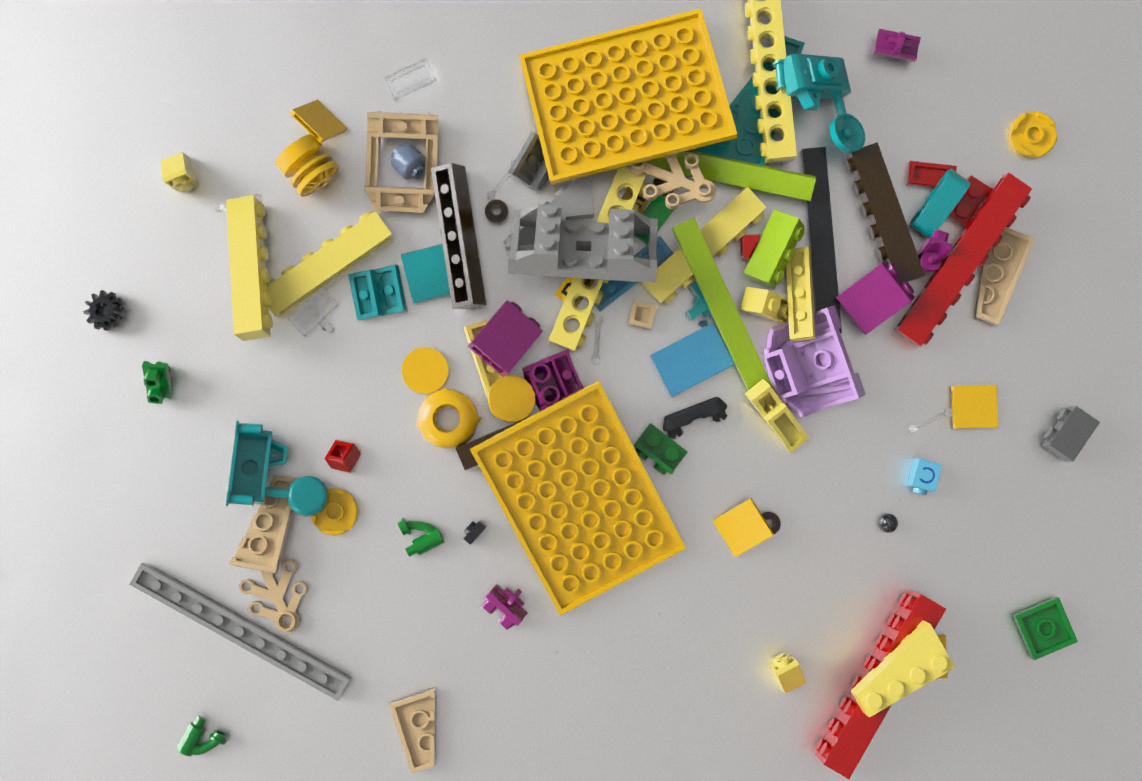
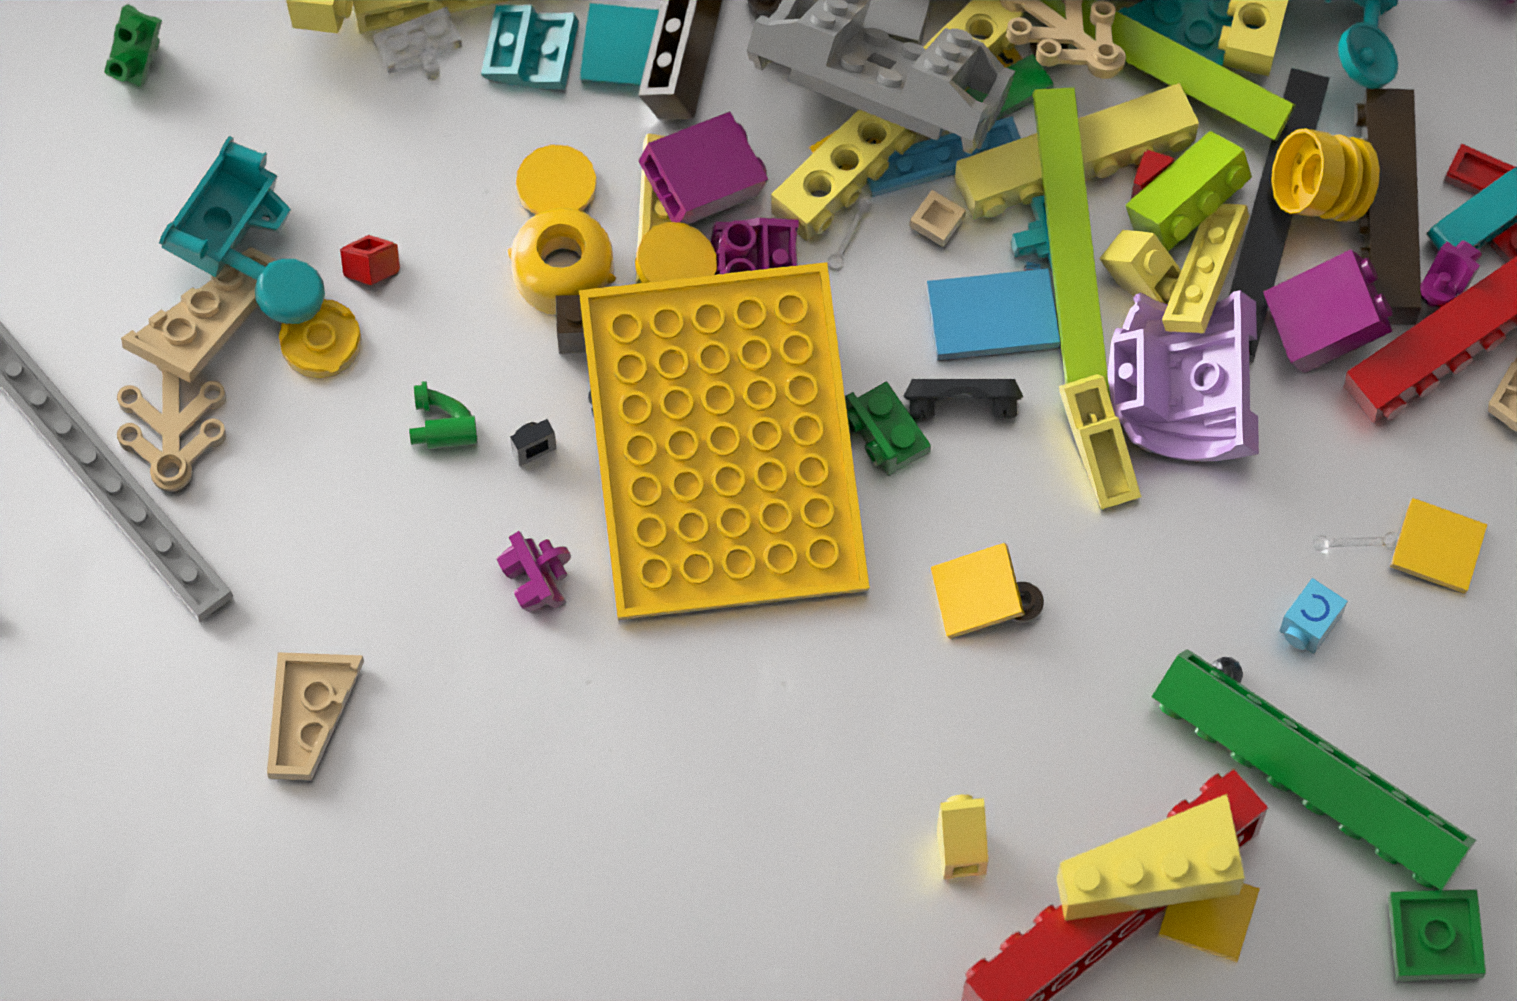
camera: 25 degrees right, 20 degrees down
(848, 217) = (1325, 175): none -> yellow wheel
(954, 564) = (1313, 770): none -> green brick

